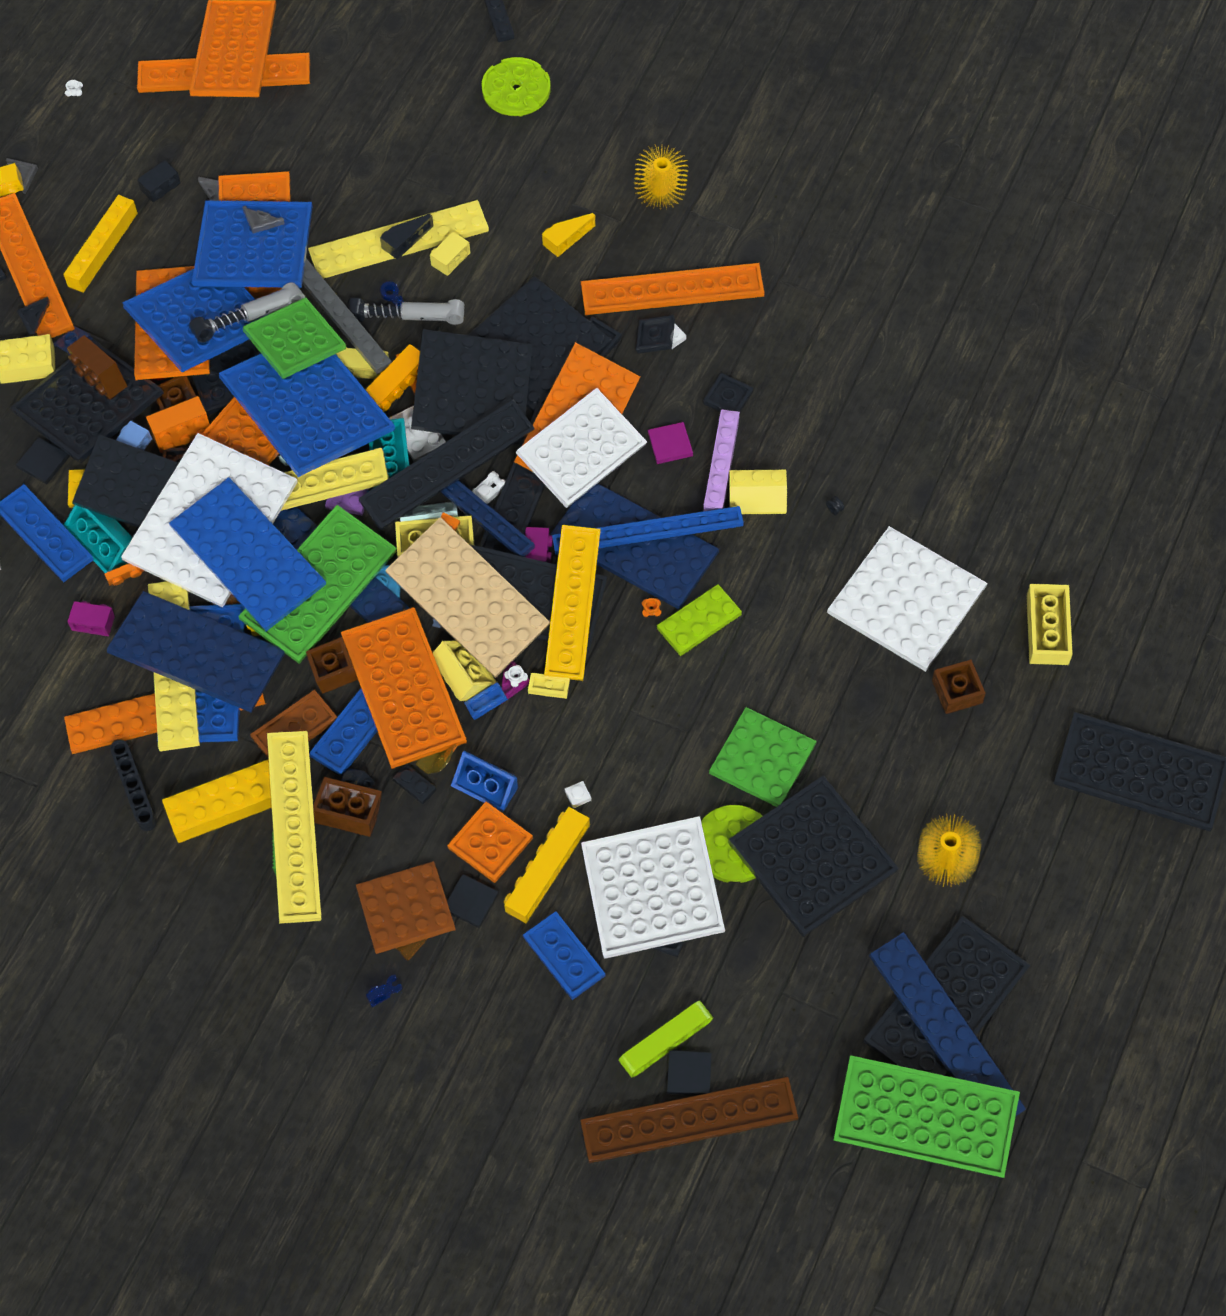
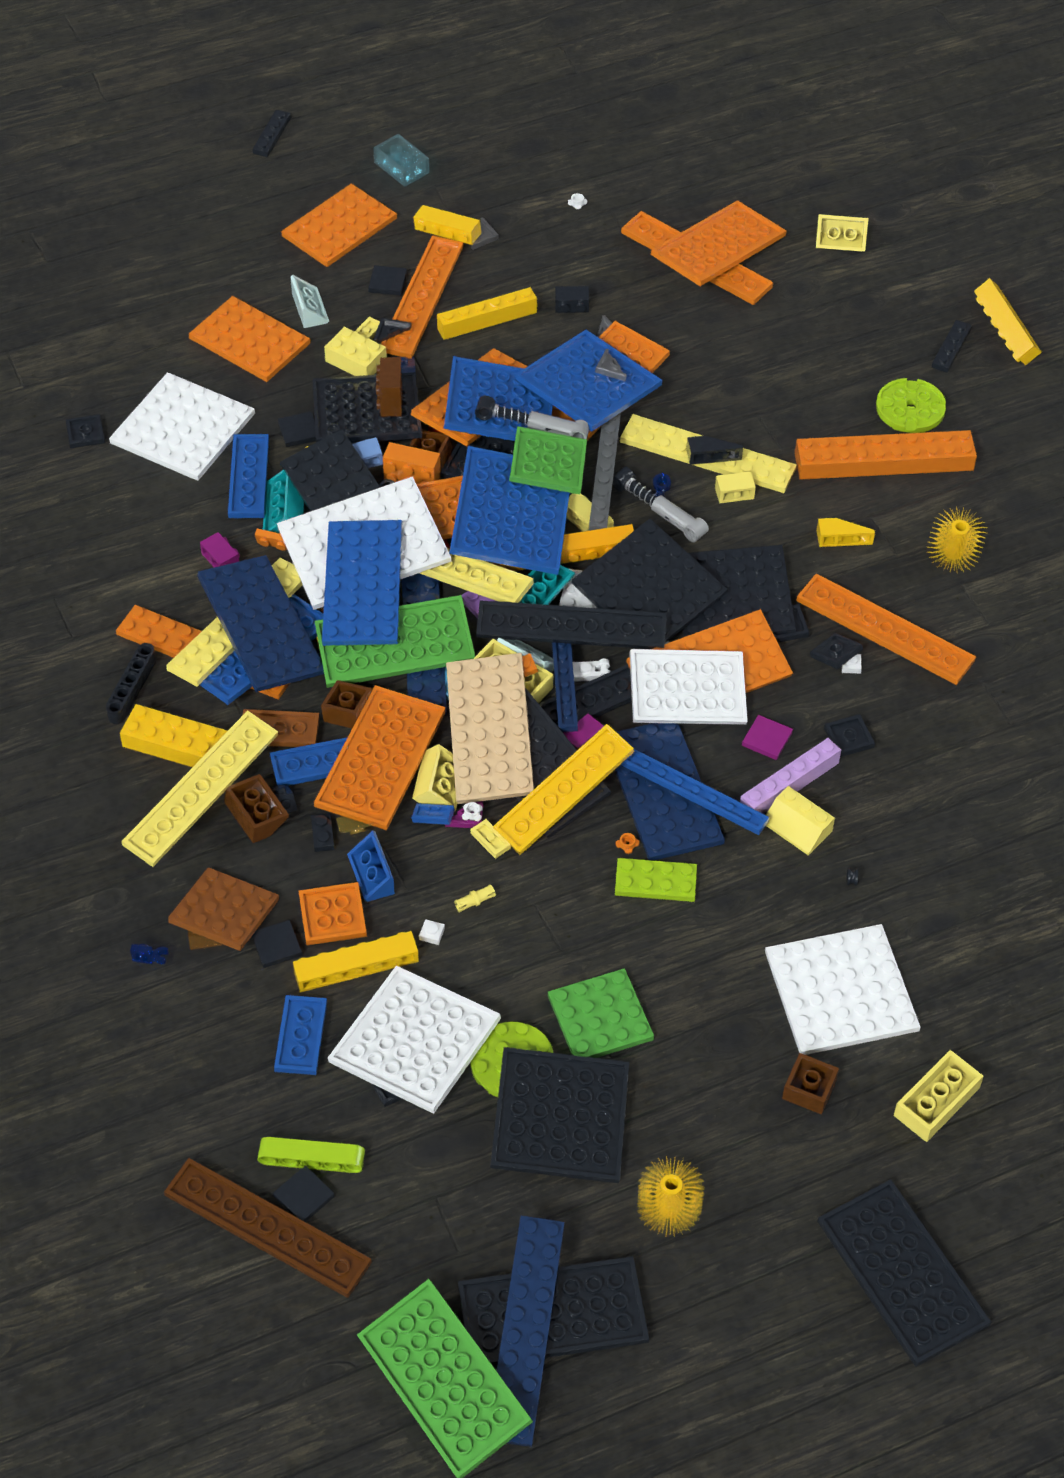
camera: 40 degrees right, 10 degrees down
(12, 327) = (368, 328): none -> light yellow plate
(537, 143) = (885, 454): none -> orange brick
(583, 742) = (475, 898): none -> light yellow pin

